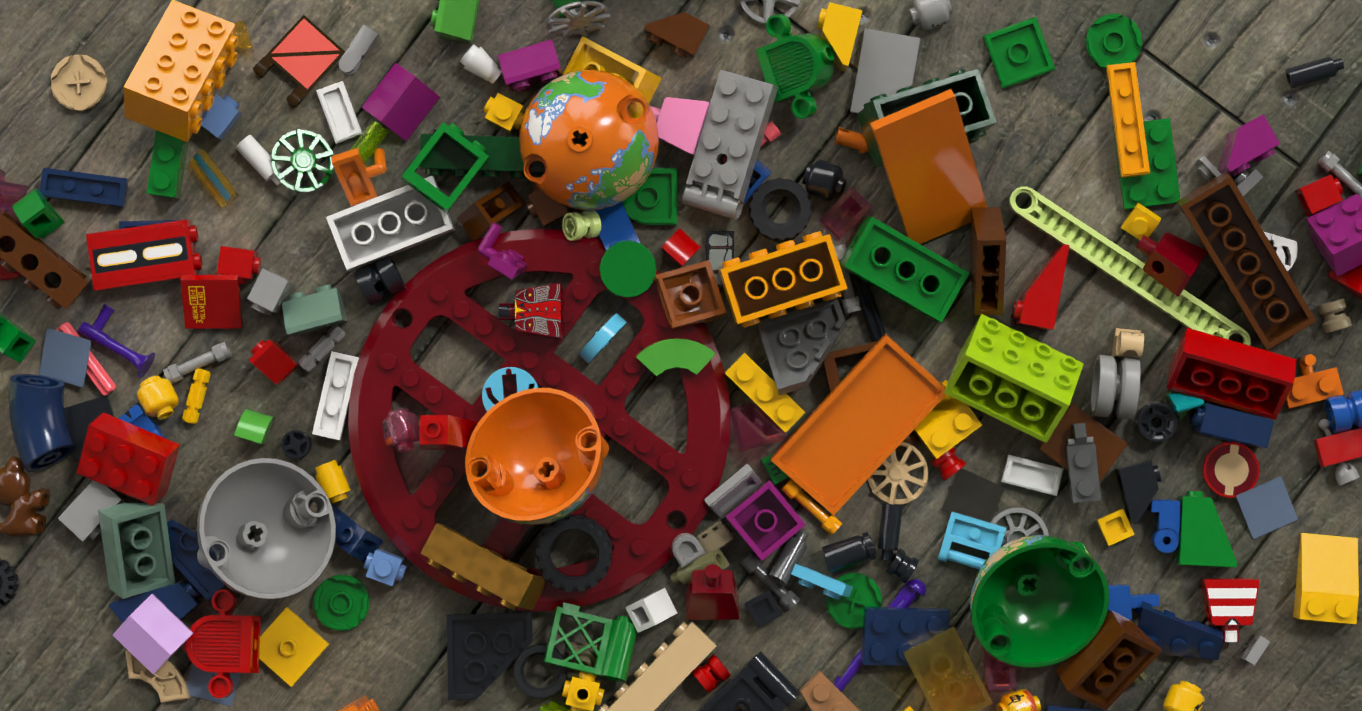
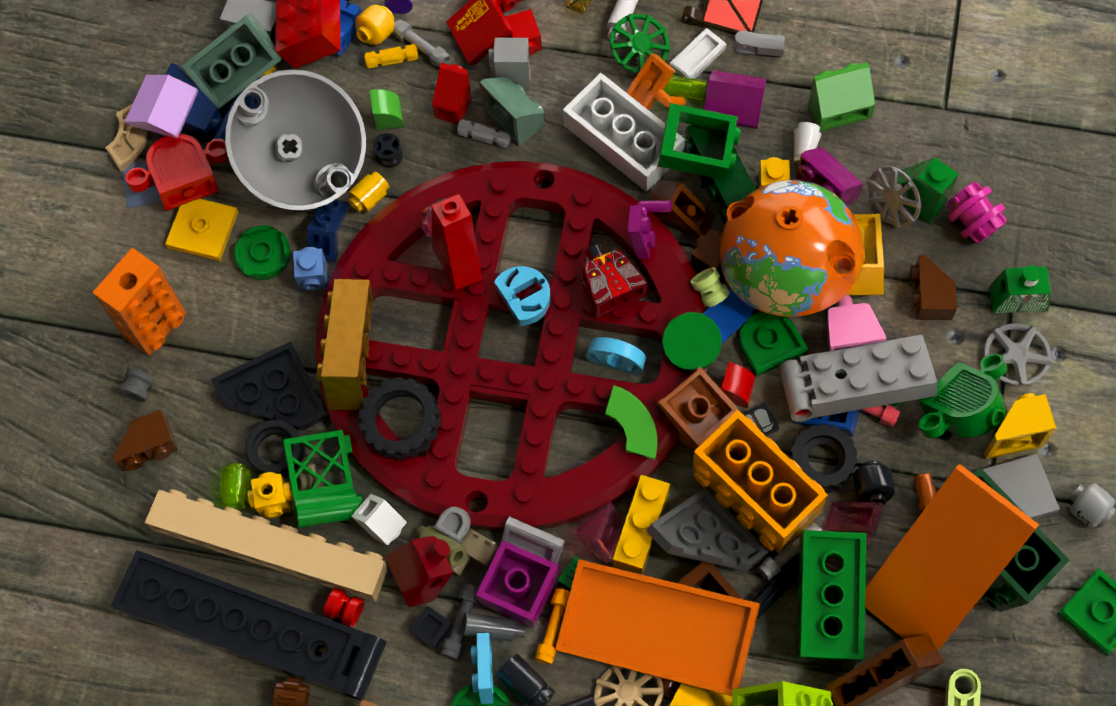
camera: 70 degrees right, 20 degrees down
(335, 396) = (434, 163): white plate -> none
(390, 279) = (566, 146): black wheel -> none
(544, 452) = (482, 336): orange piece -> none

